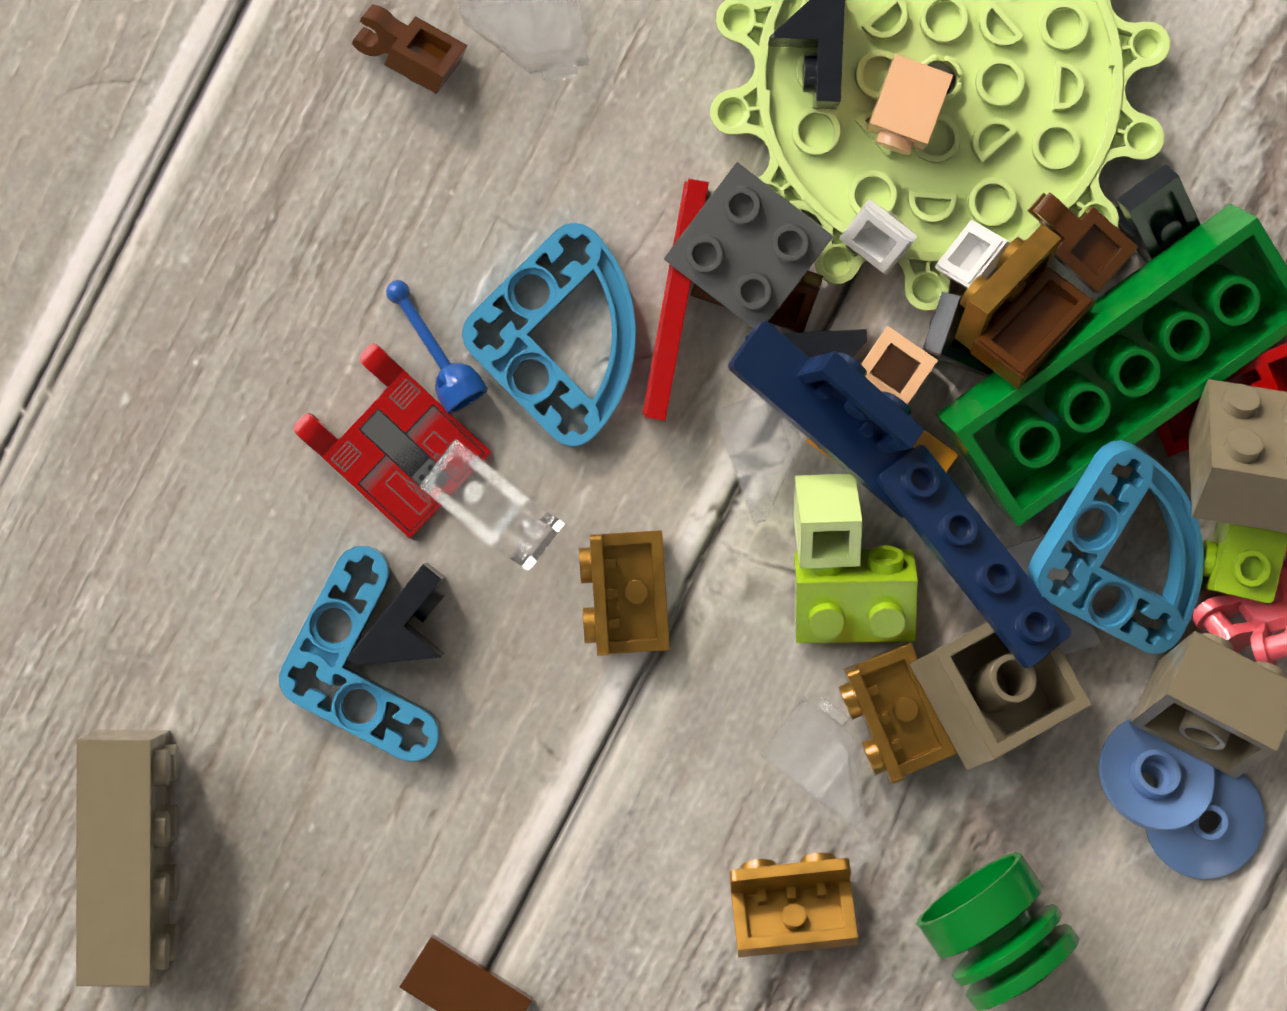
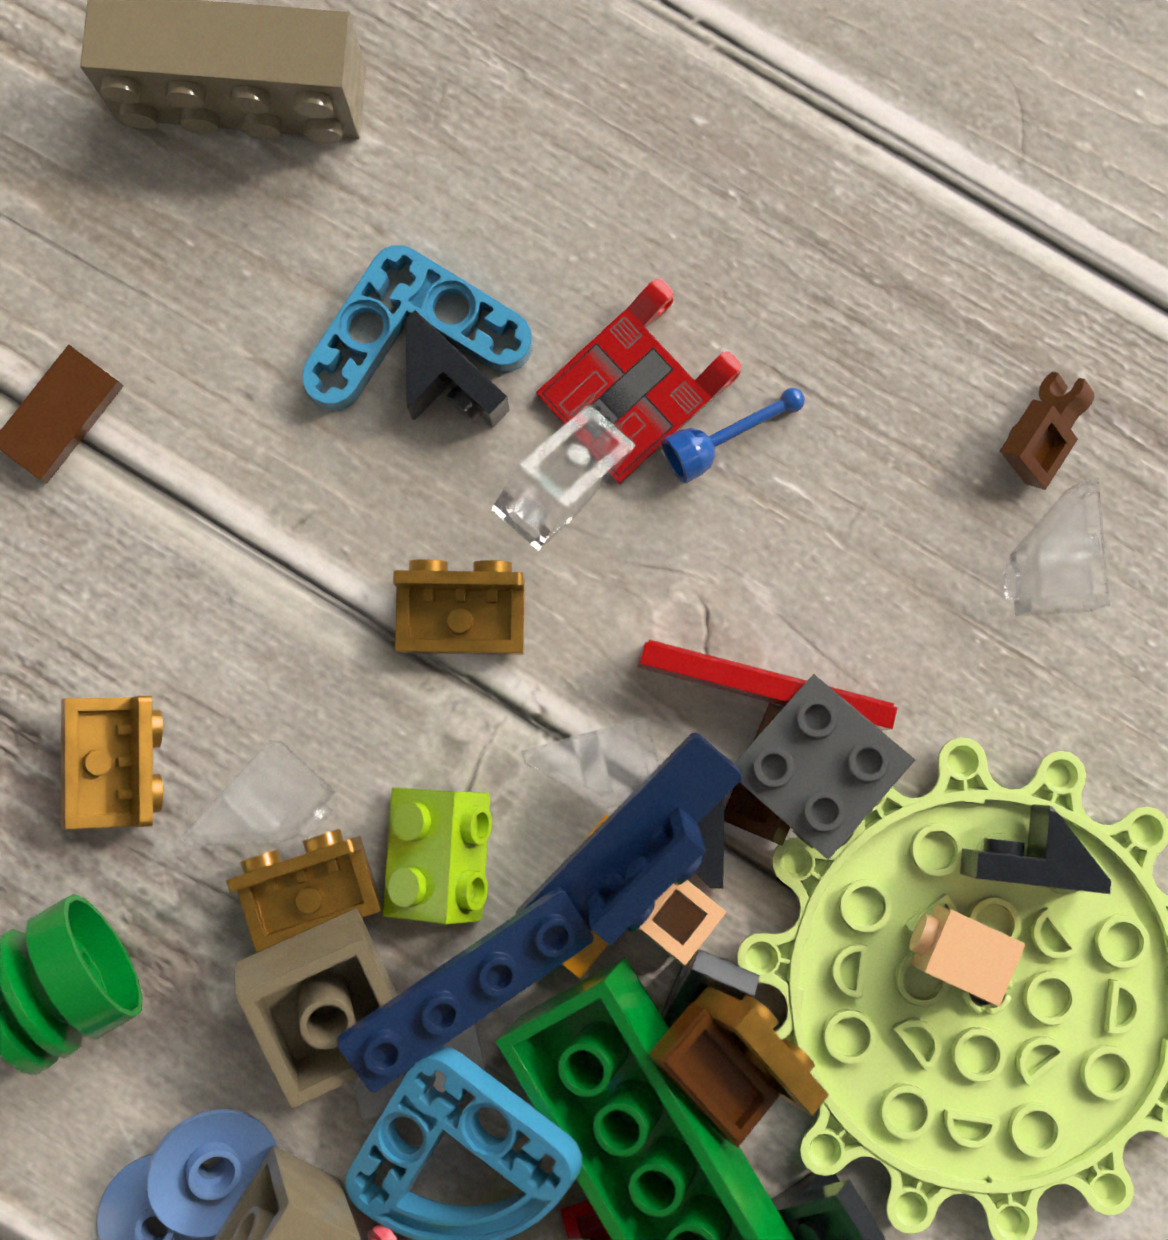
camera: 90 degrees right, 5 degrees down
(520, 347) = (727, 520): dark azure beam -> none
(827, 521) = (518, 830): yellowish green brick -> none
(878, 236) = (822, 908): white slope -> none
(972, 255) = (797, 1010): white slope -> none
(1088, 244) = (799, 1145): reddish brown plate -> none

